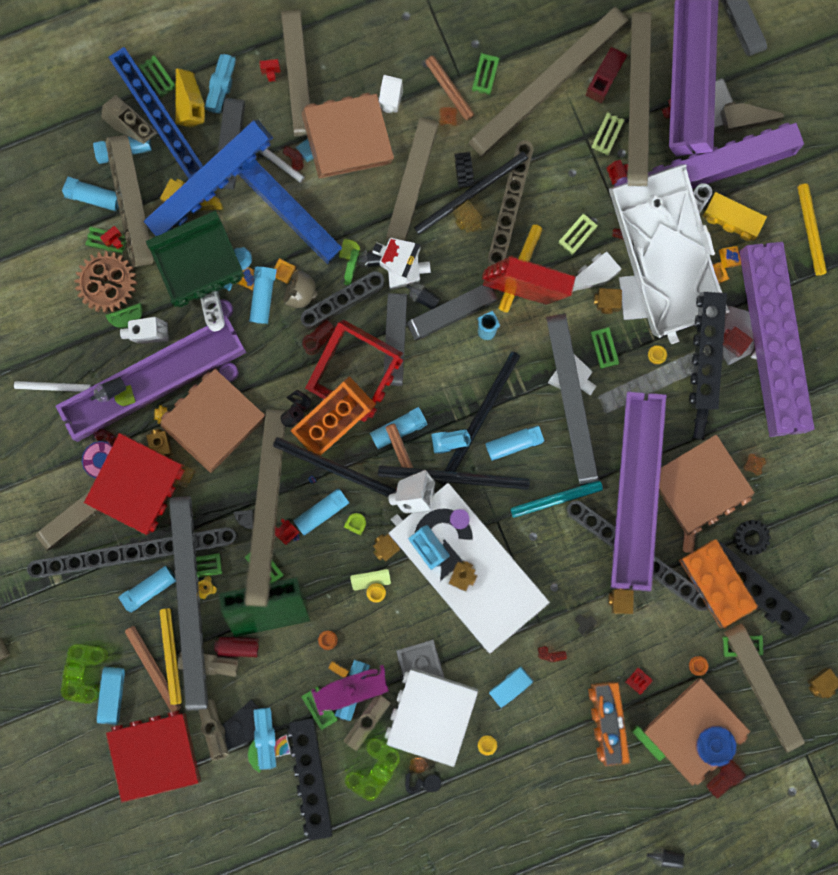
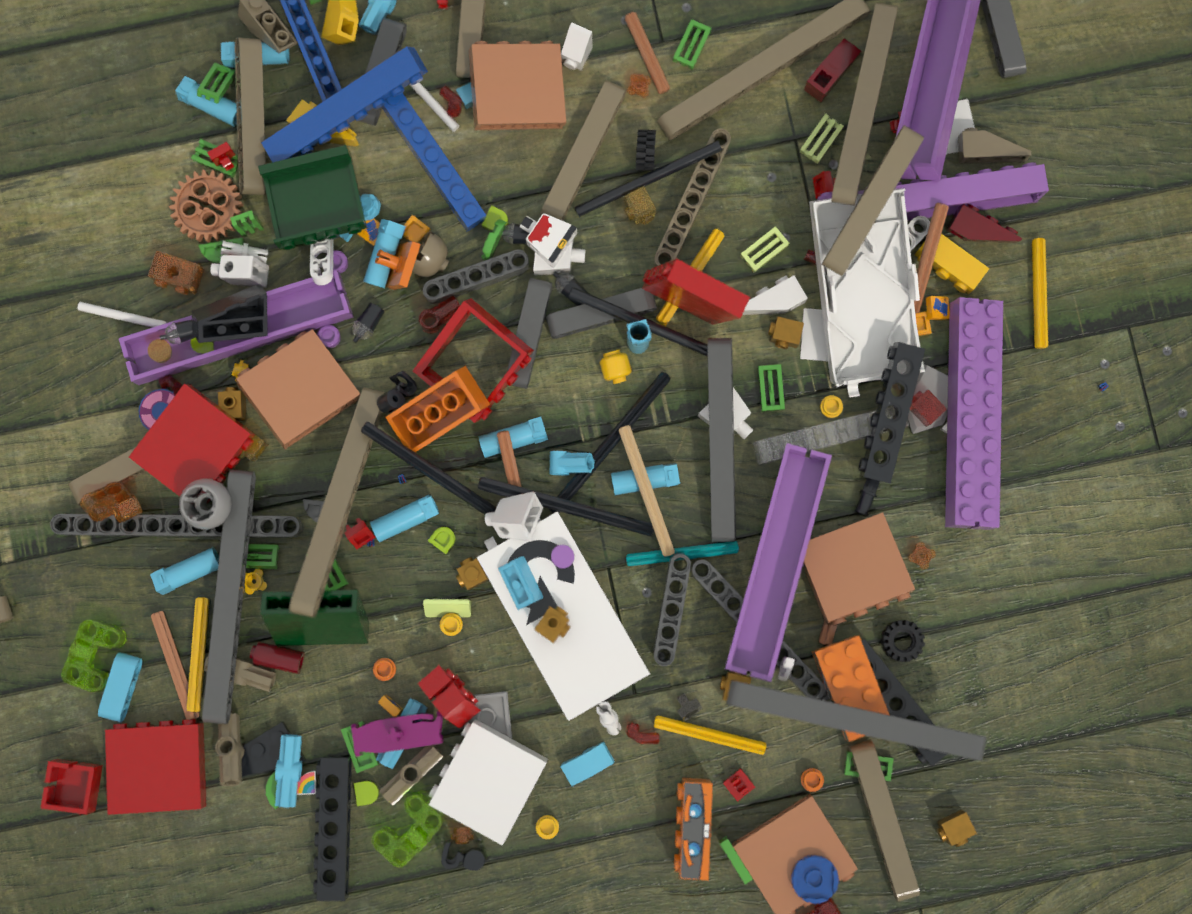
camera: 10 degrees right, 0 degrees up
(75, 541) = (111, 500): none -> clear orange piece
(81, 337) = (165, 265): none -> clear orange brick
(89, 785) = (75, 788): none -> red piece
(92, 410) = (159, 351): none -> clear yellow tile
(93, 187) = (202, 89): none -> bright green tile
(143, 292) = (256, 223): none -> bright green tile
(144, 313) = (243, 250): none -> white pin
(149, 370) = (232, 317): none -> black wedge
(168, 524) = (191, 504): none -> light grey wheel
(259, 354) = (367, 322): none -> black piece
(278, 301) = (400, 264): none -> orange tile
(332, 745) = (366, 792): none -> lime tile
(388, 651) = (451, 696): none -> red piece
(472, 354) = (615, 366): none -> yellow head
(479, 311) = (631, 317): none -> black piece
(518, 452) = (646, 490): none -> tan axle
(522, 645) = (608, 718): none -> white pin
(560, 555) = (671, 620): none -> dark grey beam
(607, 644) = (710, 735): none -> yellow axle
(660, 577) = (785, 668): none -> white tile
(661, 179) = (872, 200): none -> dark tan beam
(715, 209) = (929, 250): none -> nougat axle
(727, 608) = (856, 720): none -> dark grey beam
(747, 184) = (972, 226): none -> dark red slope

